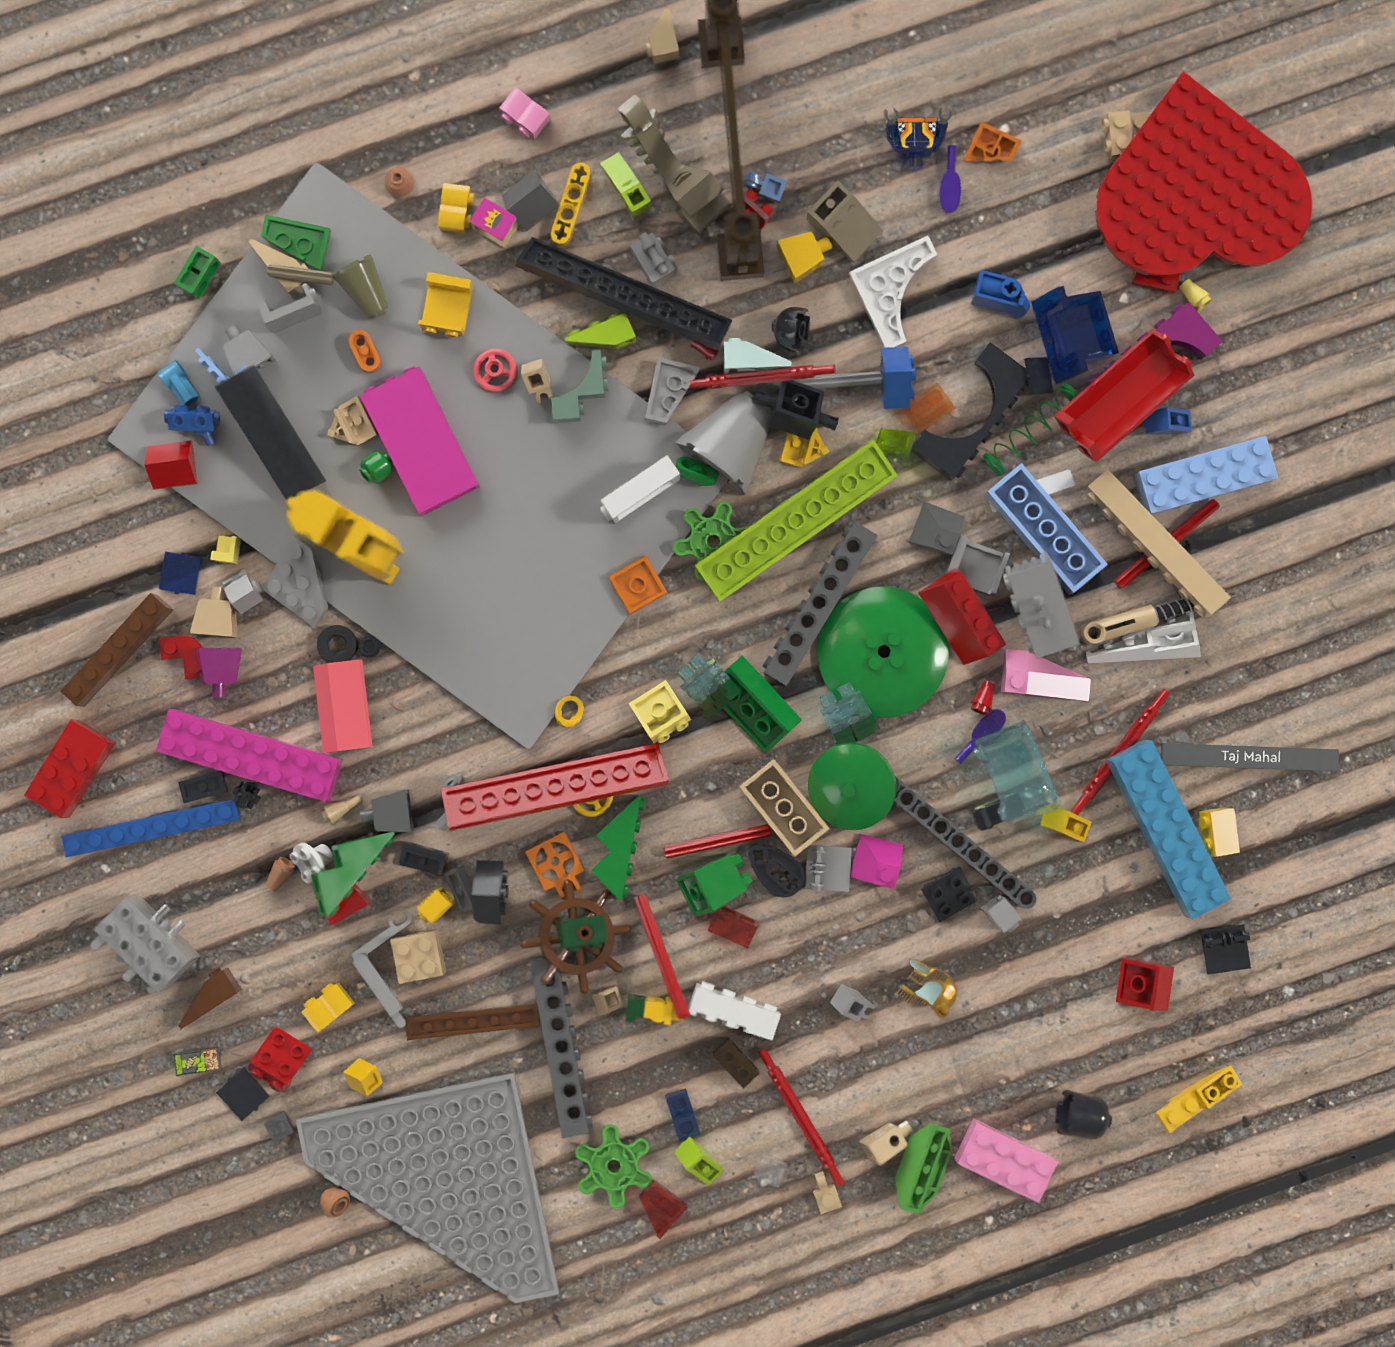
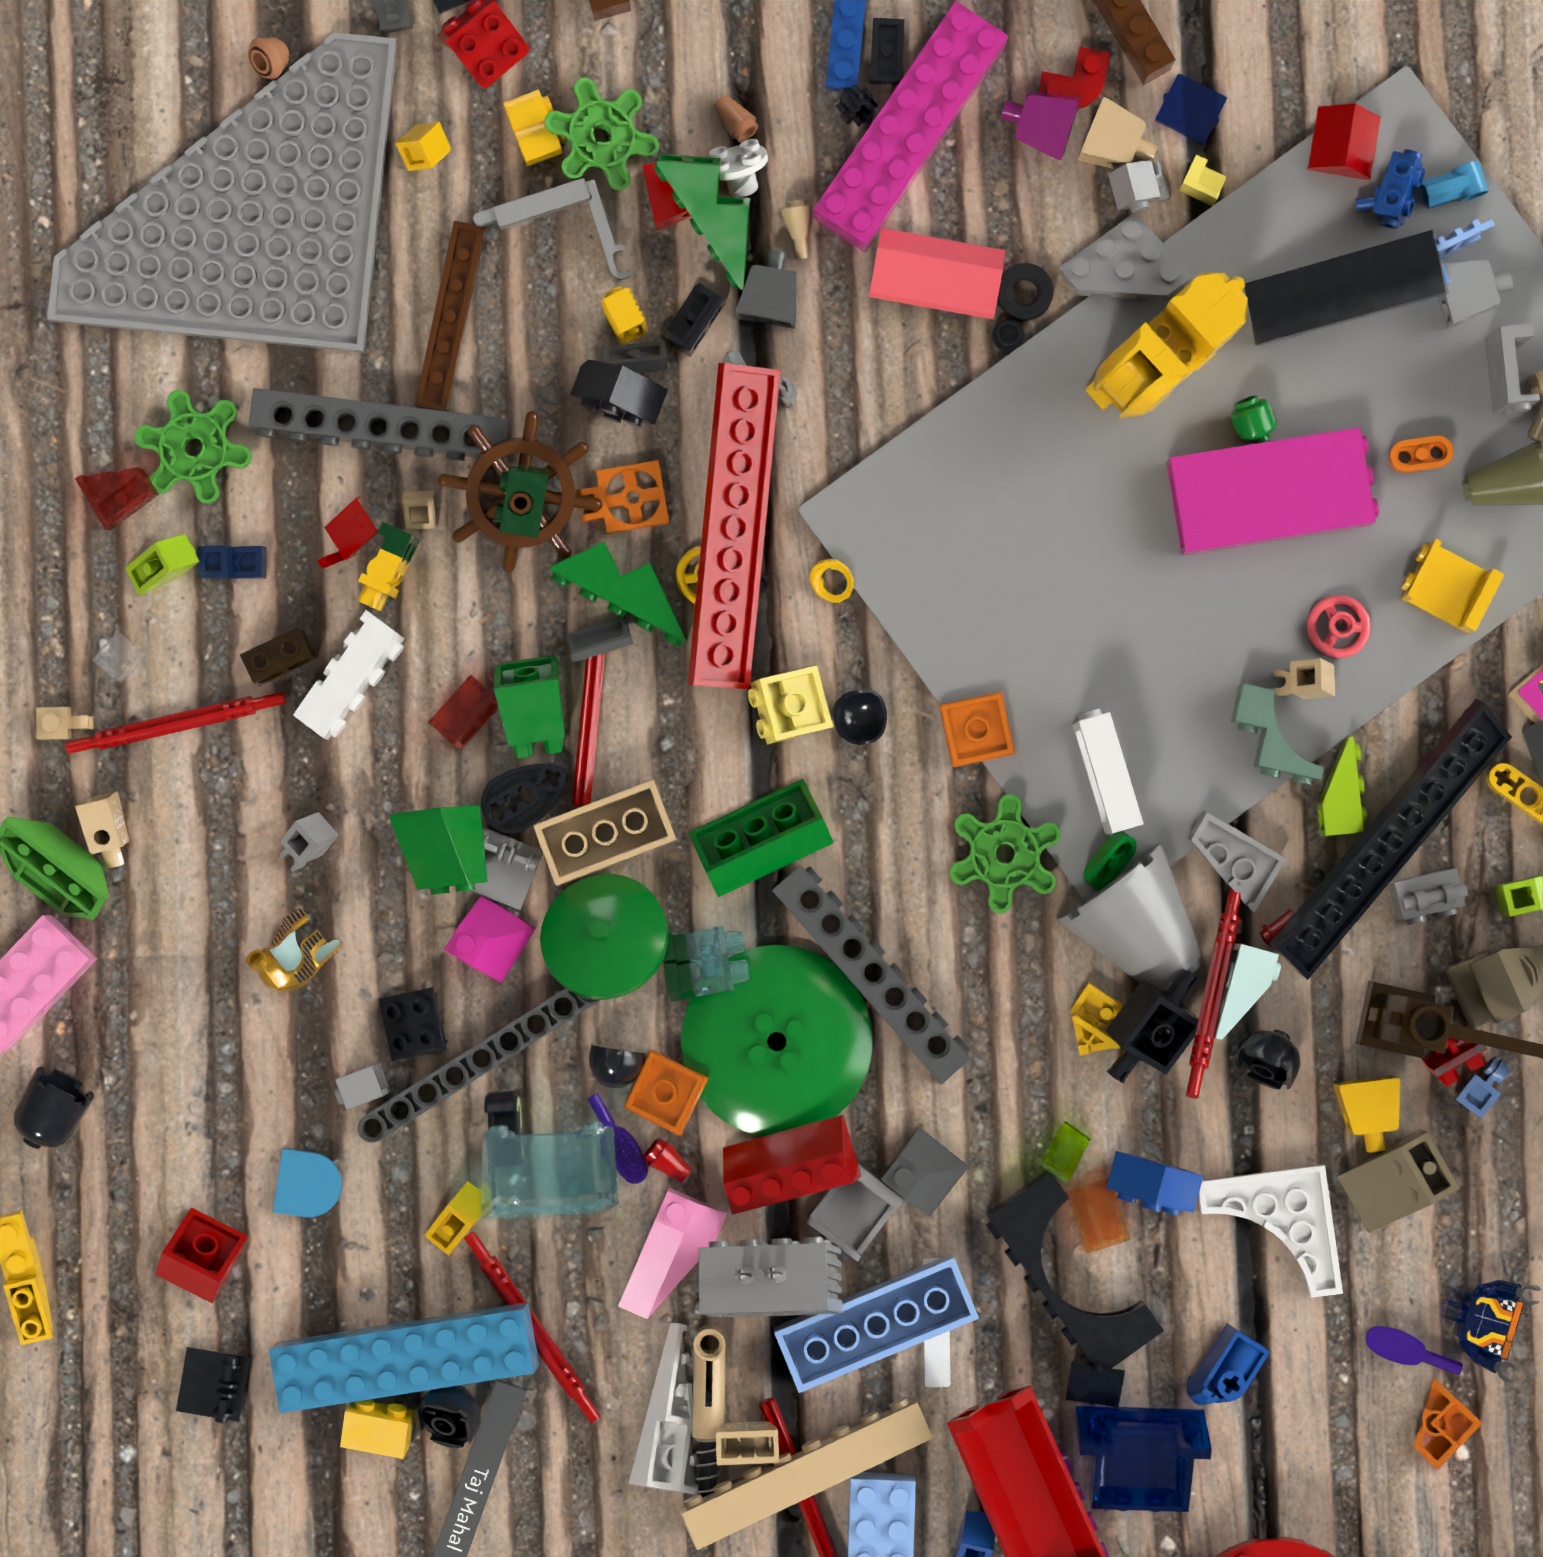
camera: 110 degrees right, 0 degrees up
(305, 954) = (612, 117): none -> bright green plate
(353, 423) = (1325, 406): tan slope -> none
(418, 956) = (562, 270): tan brick -> none
(638, 1042) = (349, 532): none -> red piece
(653, 664) = (860, 716): none -> black helmet
(656, 853) = (598, 639): none -> dark grey tile
(662, 958) = (454, 600): red axle -> none
(707, 685) = (807, 781): clear light blue hips -> none
(796, 520) = (997, 978): lime plate -> none
(828, 911) = (442, 847): none -> green slope
(829, 381) = (1178, 1087): light grey axle -> none
(934, 752) = (615, 1067): none -> black helmet
(940, 713) = (665, 1092): none -> orange tile
(998, 463) = (993, 1279): green piece -> none
(1075, 930) = (306, 1184): none -> dark azure tile
(1151, 587) = (747, 1443): none -> tan torso
(1196, 787) = (449, 1416): none -> black cylinder

